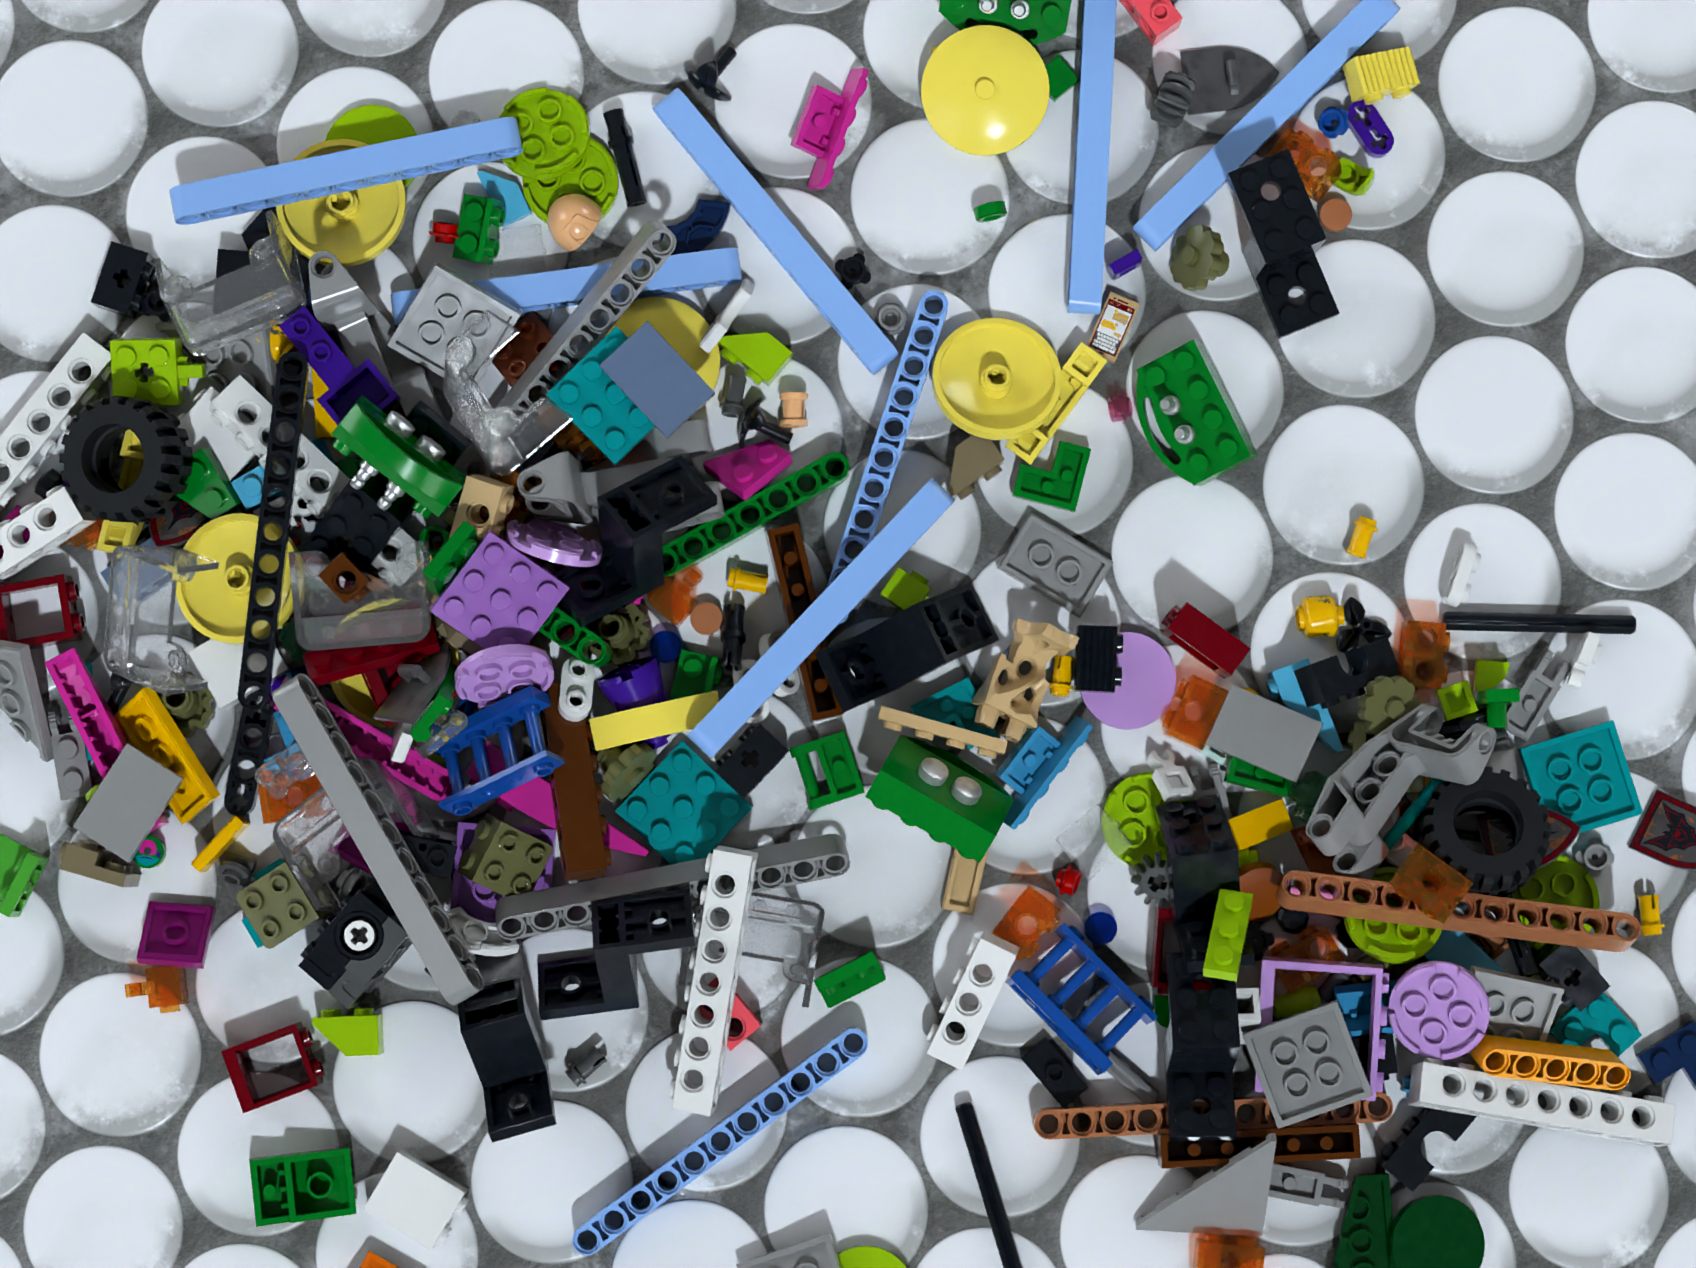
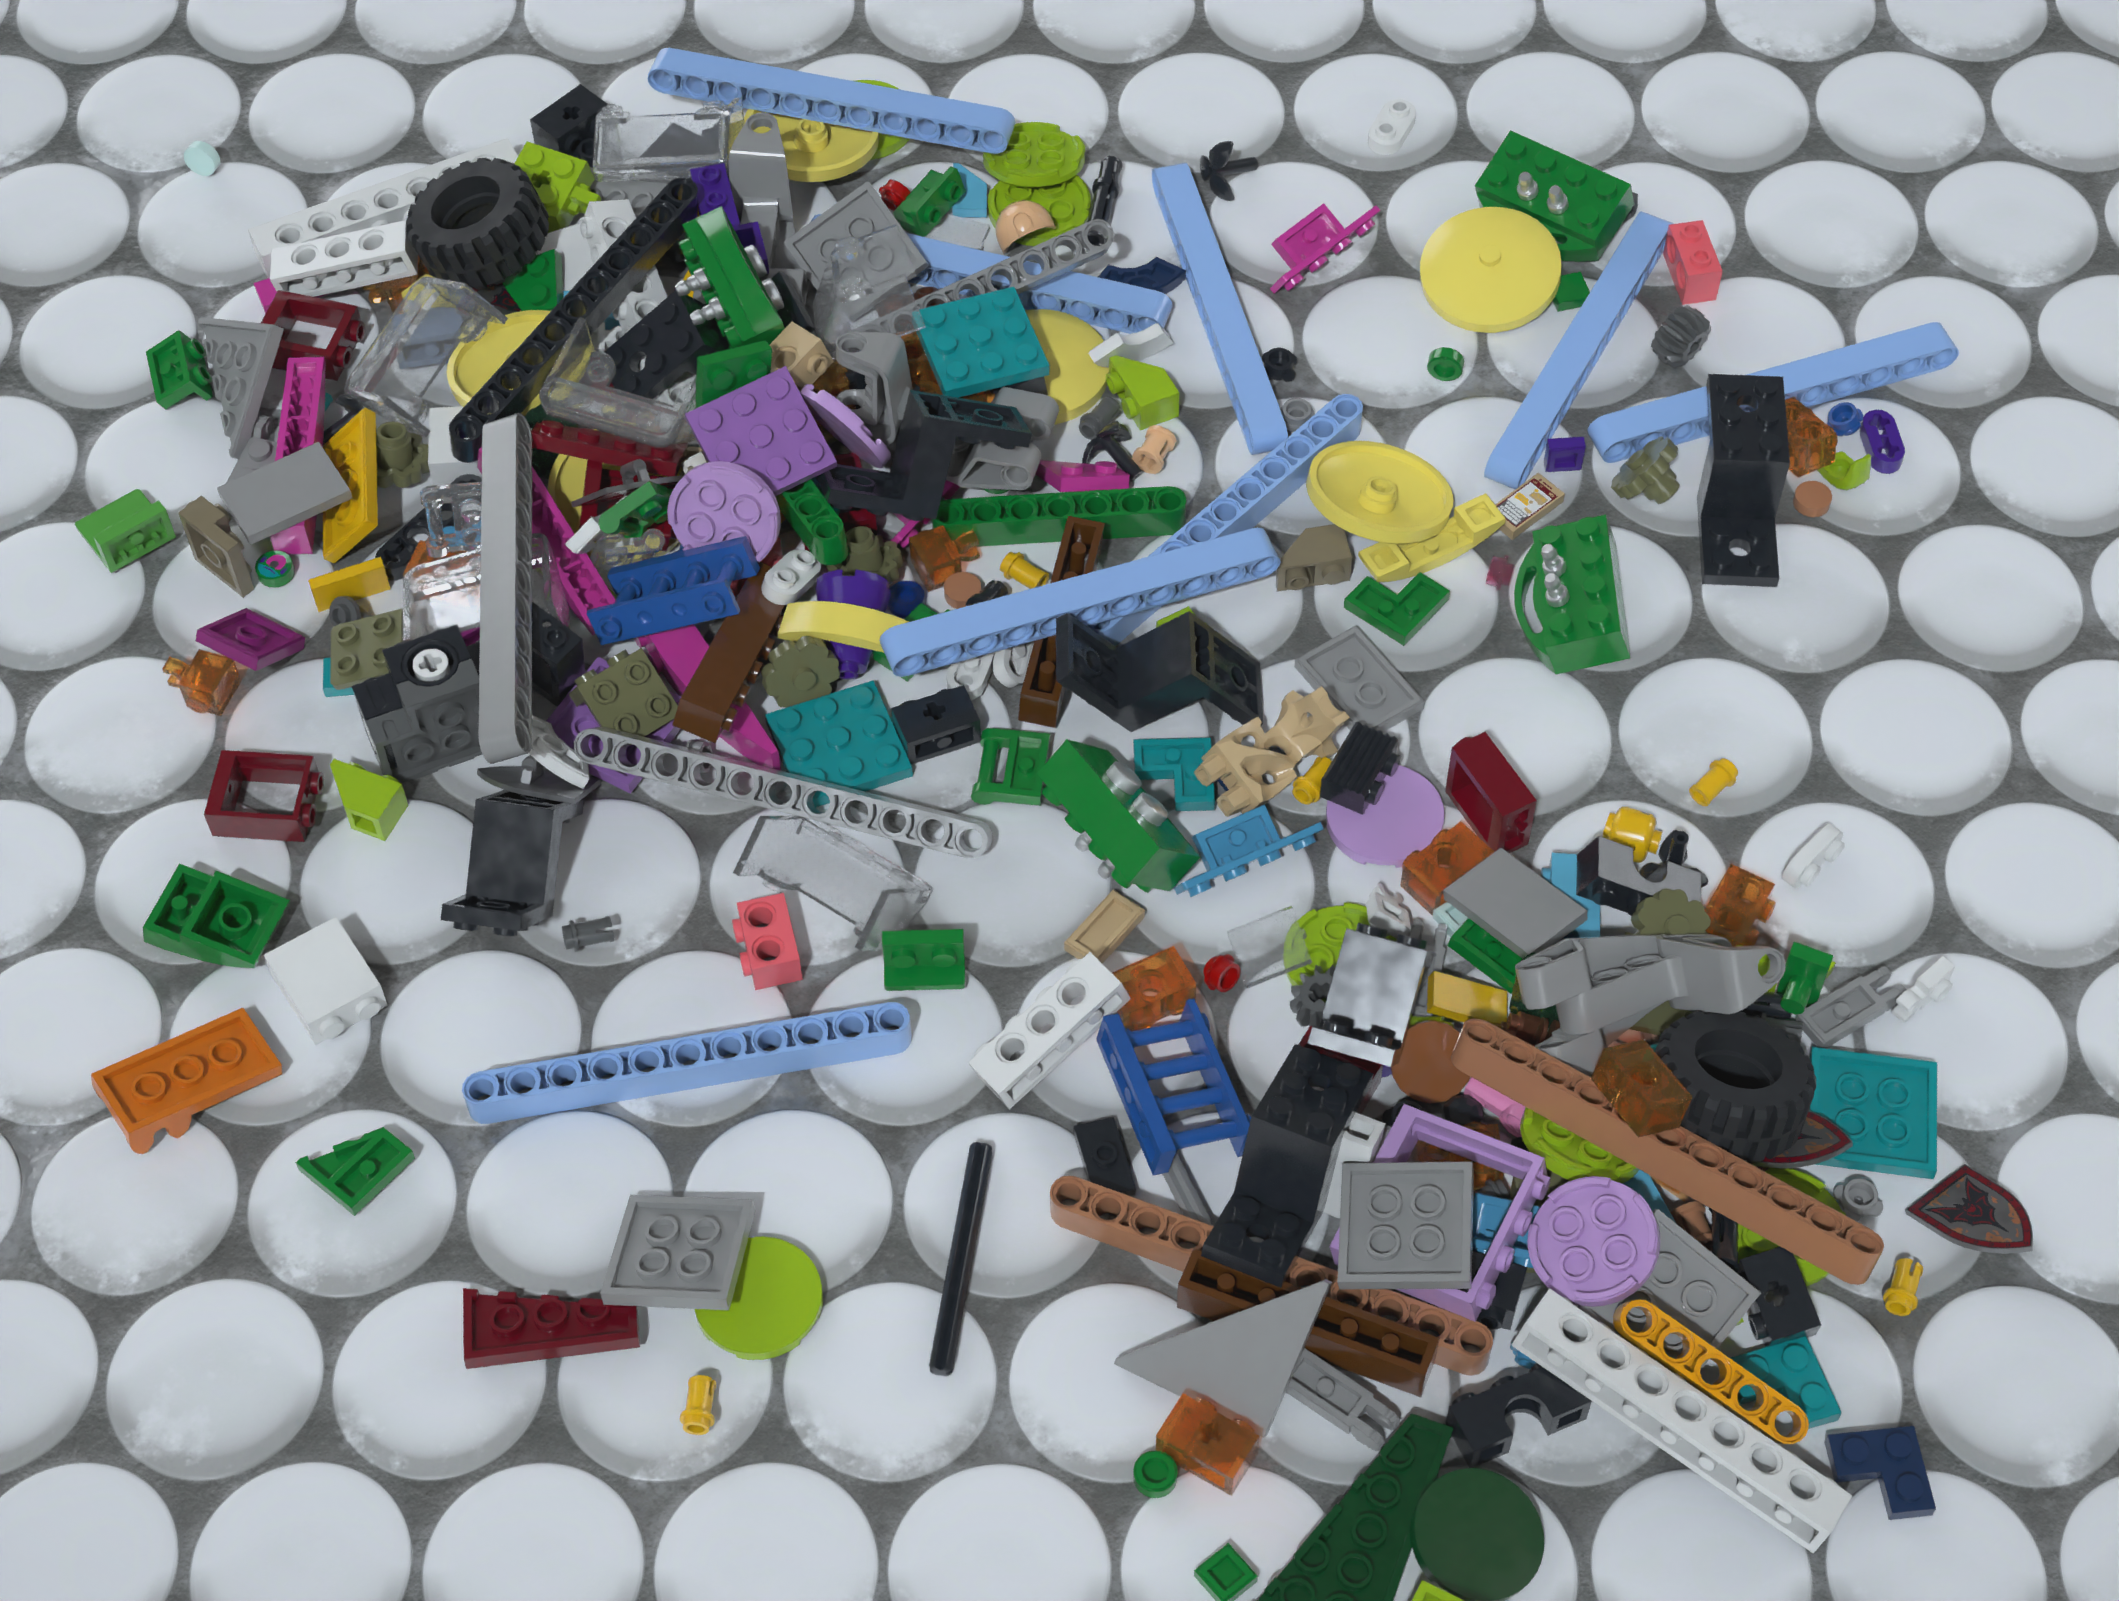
camera: 25 degrees right, 30 degrees down
(332, 573) = (617, 365): reddish brown brick -> none
(619, 932) = (682, 815): black bracket -> none
(657, 379) = (1028, 334): sand blue tile -> none
(686, 1094) = (772, 900): white brick -> none
(955, 736) = (1155, 763): tan plate -> none
(1100, 928) = (1233, 1037): clear blue tile -> none
(1225, 78) = (1741, 349): flat silver shield -> none
(1228, 935) = (1373, 1021): lime plate -> none
(1381, 75) = (1914, 392): light yellow brick -> none
(1539, 622) = (1885, 939): black axle -> none

